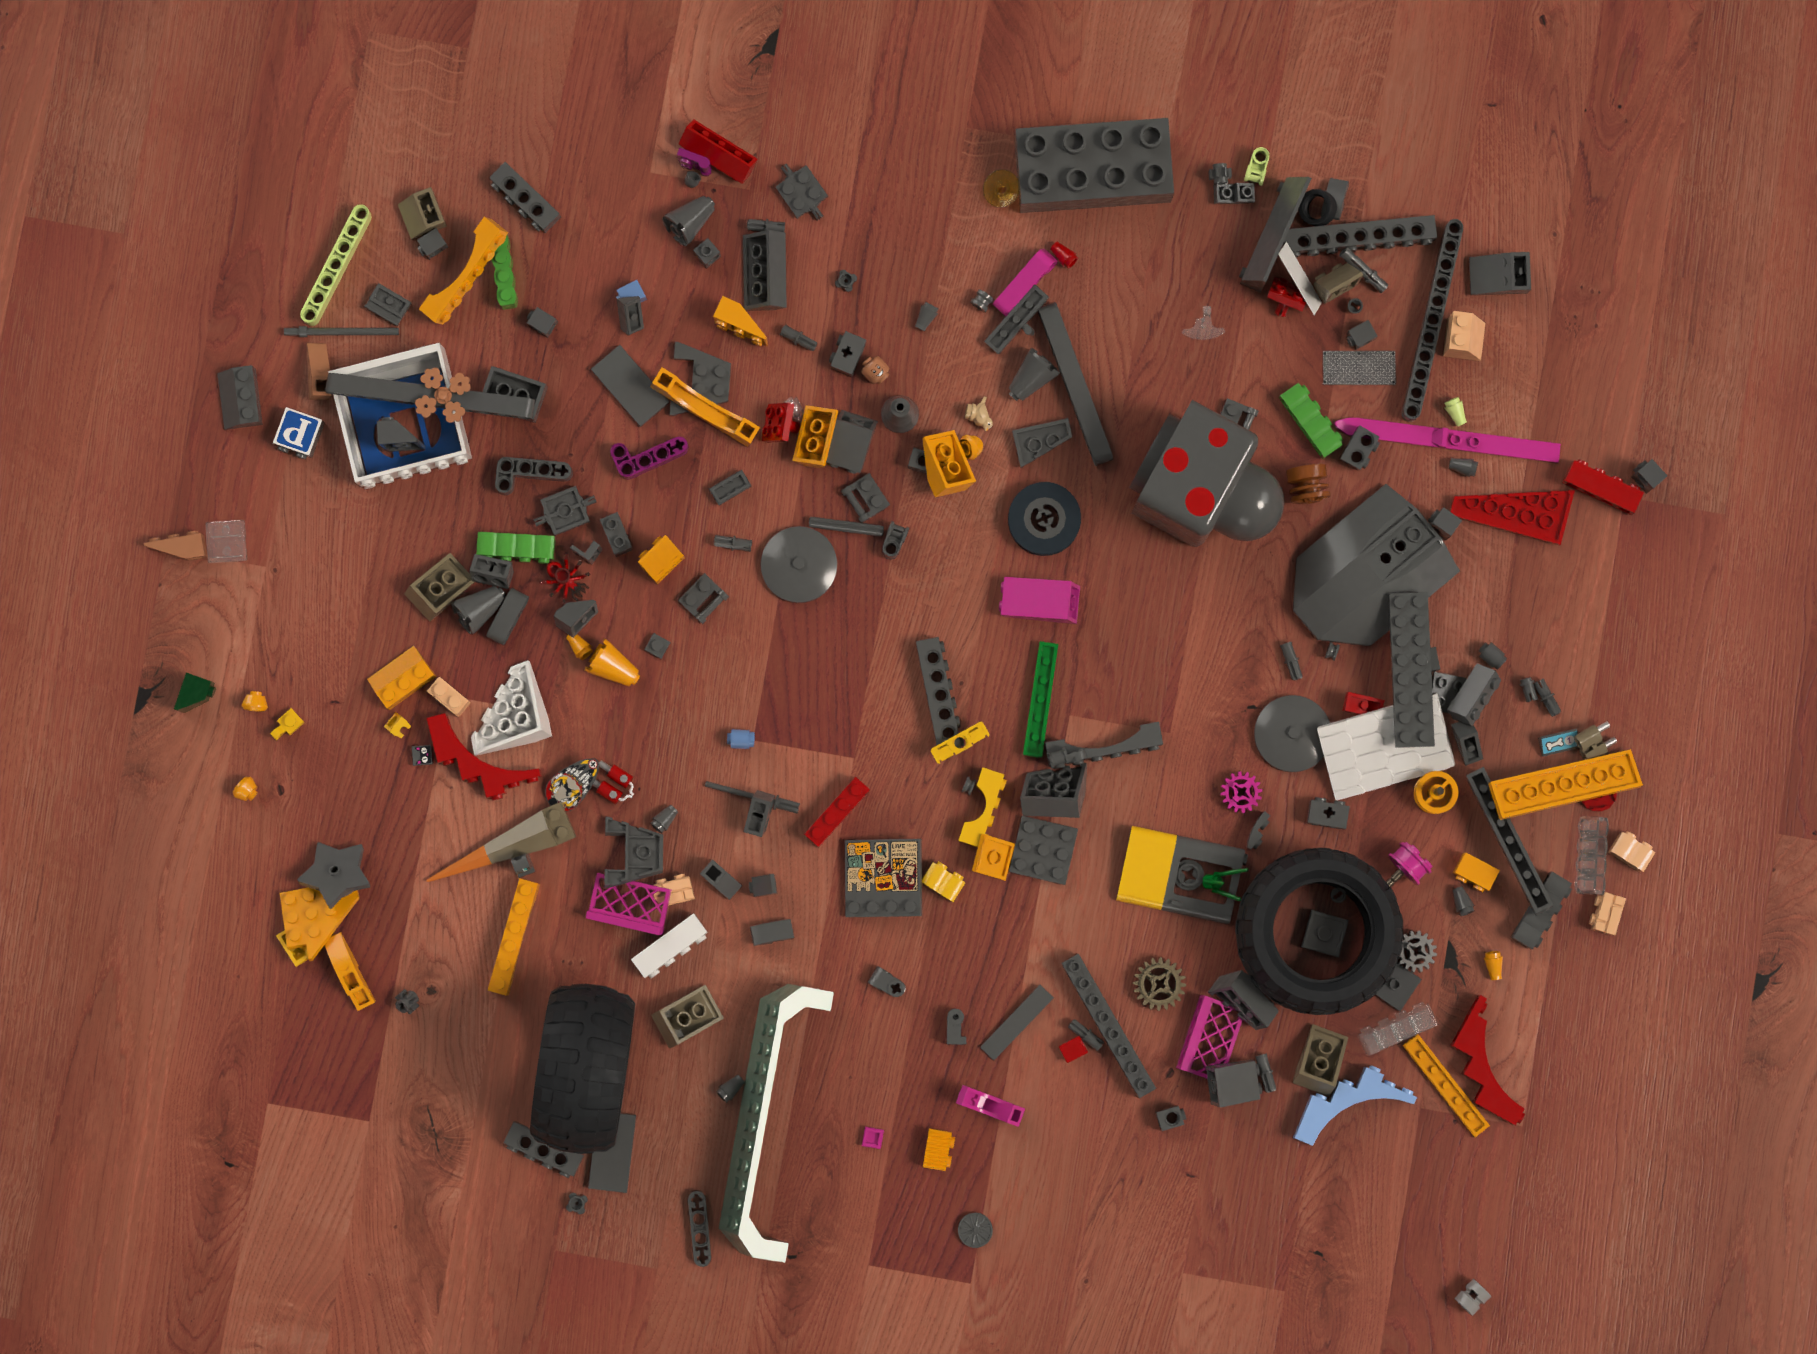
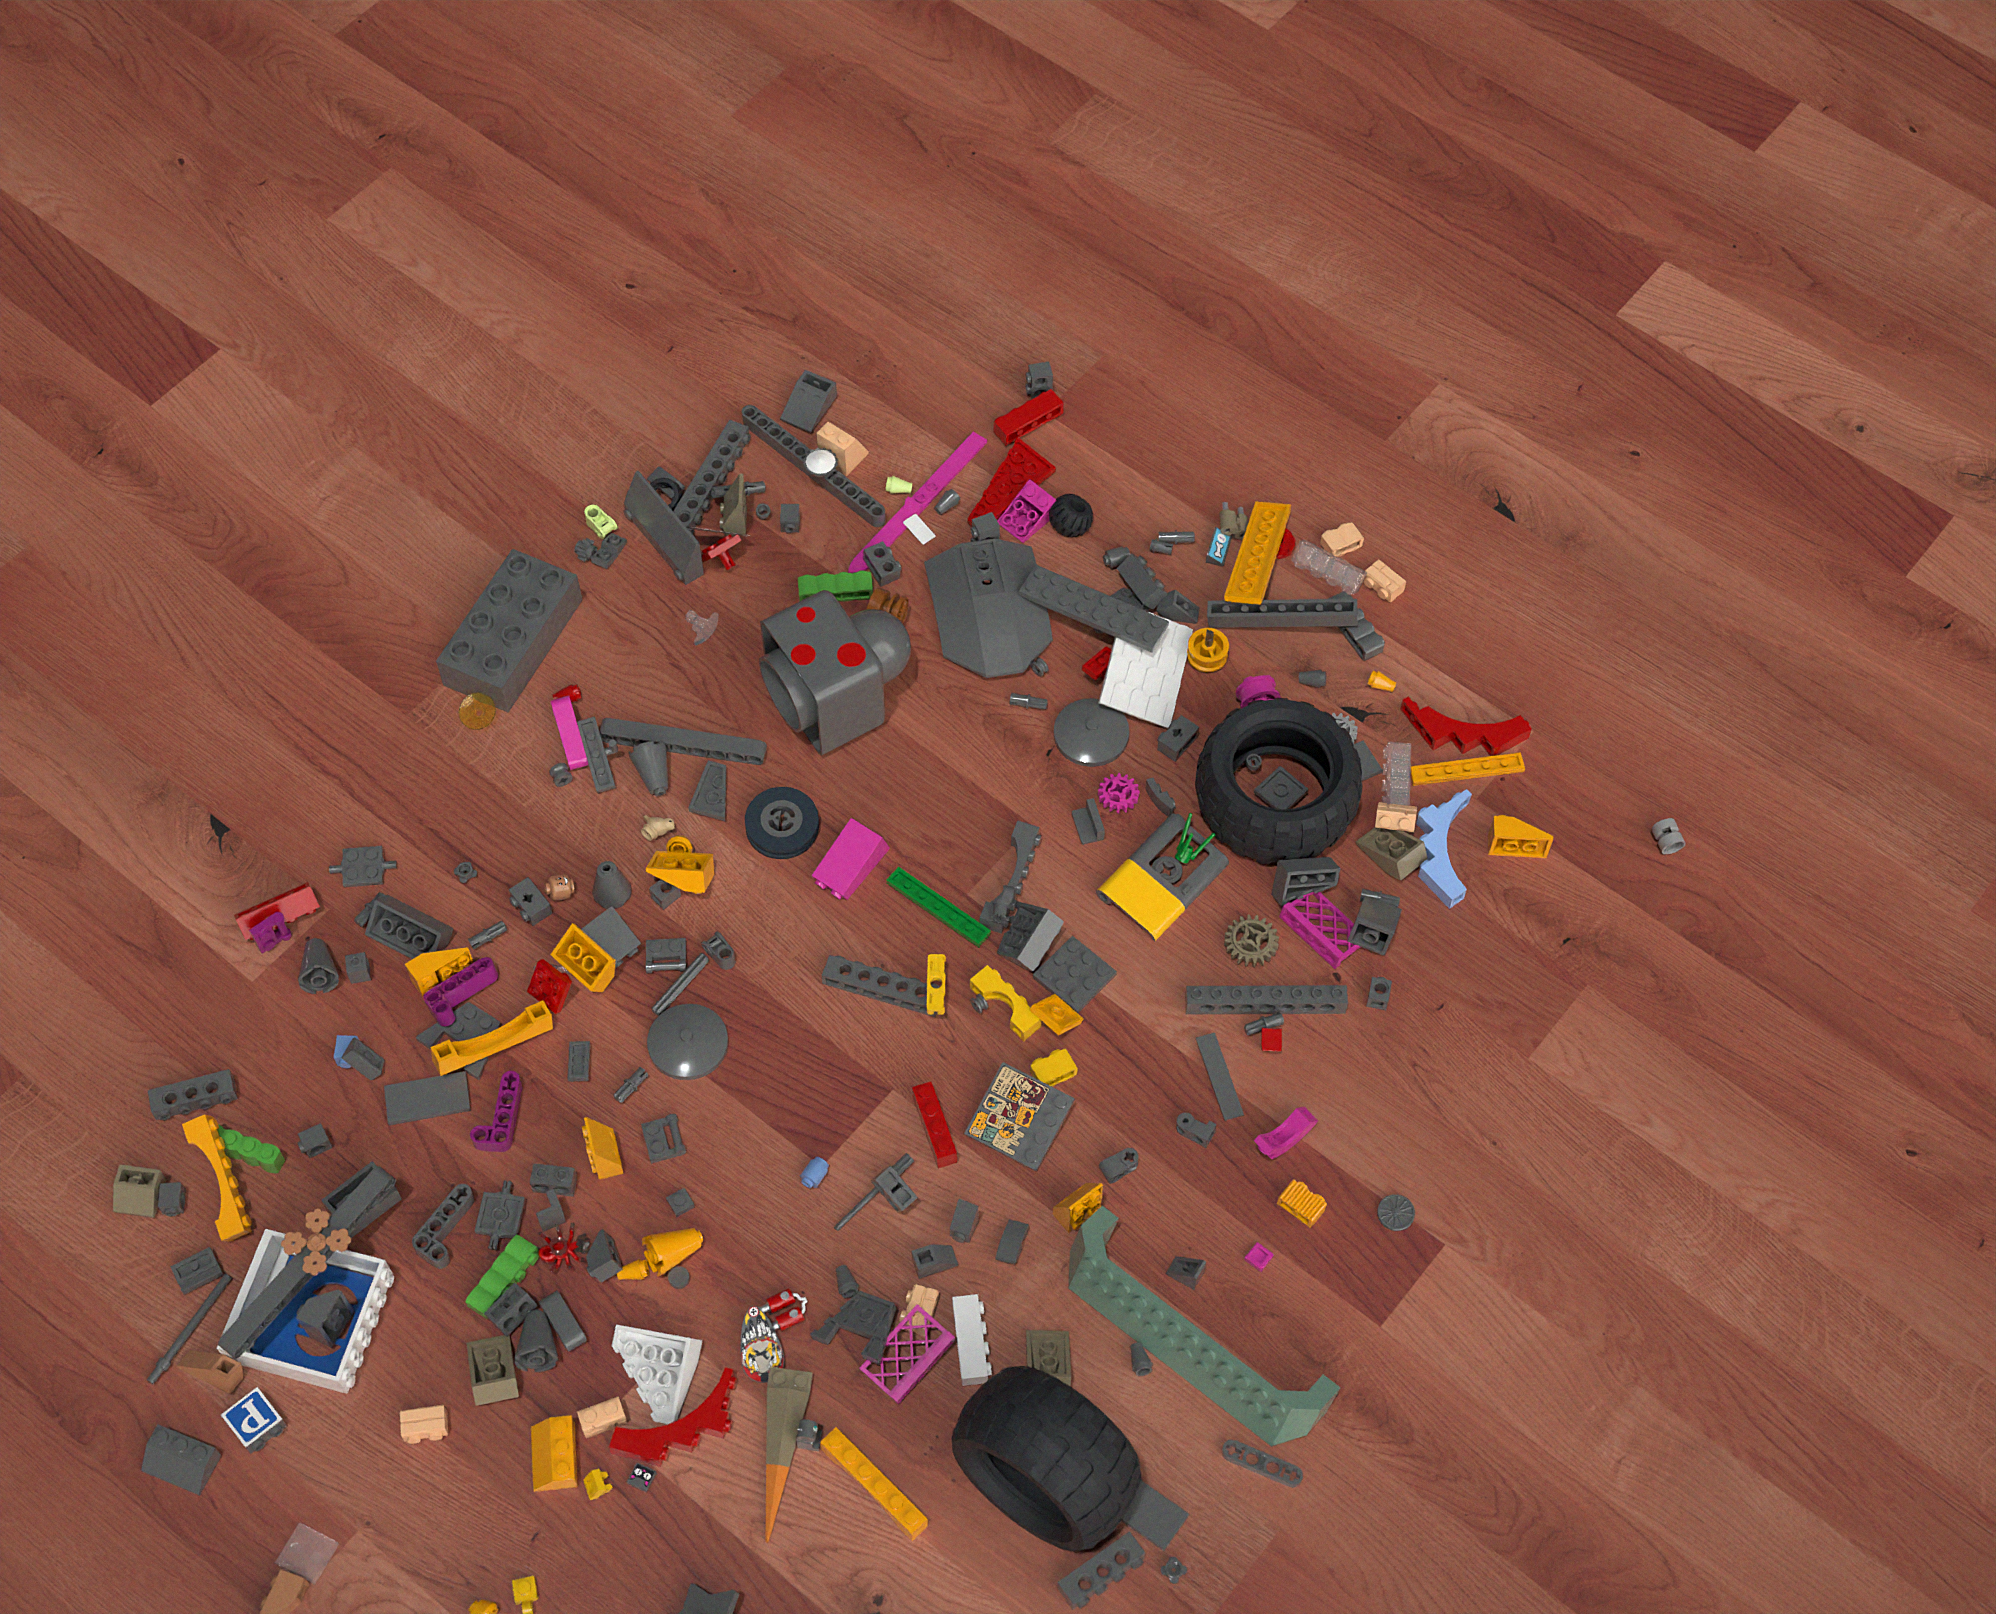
camera: 60 degrees left, 25 degrees down
(336, 274) = (128, 1305): yellowish green beam -> none
(369, 563) = (424, 1423): none -> light nougat brick
(594, 684) = (678, 1277): none -> dark grey tile
(692, 179) = (285, 948): dark grey hinge -> none
(735, 352) = (458, 988): none -> magenta beam
(826, 1085) = (1187, 1271): none -> dark grey slope
(830, 969) = (1078, 1206): none -> light orange slope
(926, 316) = (541, 823): dark grey cone -> none
(1196, 781) = (1088, 823): none -> dark grey panel
(1352, 1049) = (1396, 817): none -> light nougat brick
(1359, 368) = (815, 536): flat silver sticker -> none
(1389, 1161) = (1516, 838): none -> light orange slope
(1421, 457) = (919, 529): none -> white sticker
(1429, 330) = (820, 462): none -> white piece
(1476, 872) = (1293, 655): light orange brick -> none
(1496, 548) = (1027, 512): none -> dark pink slope
(1513, 589) = (1071, 515): none -> black wheel

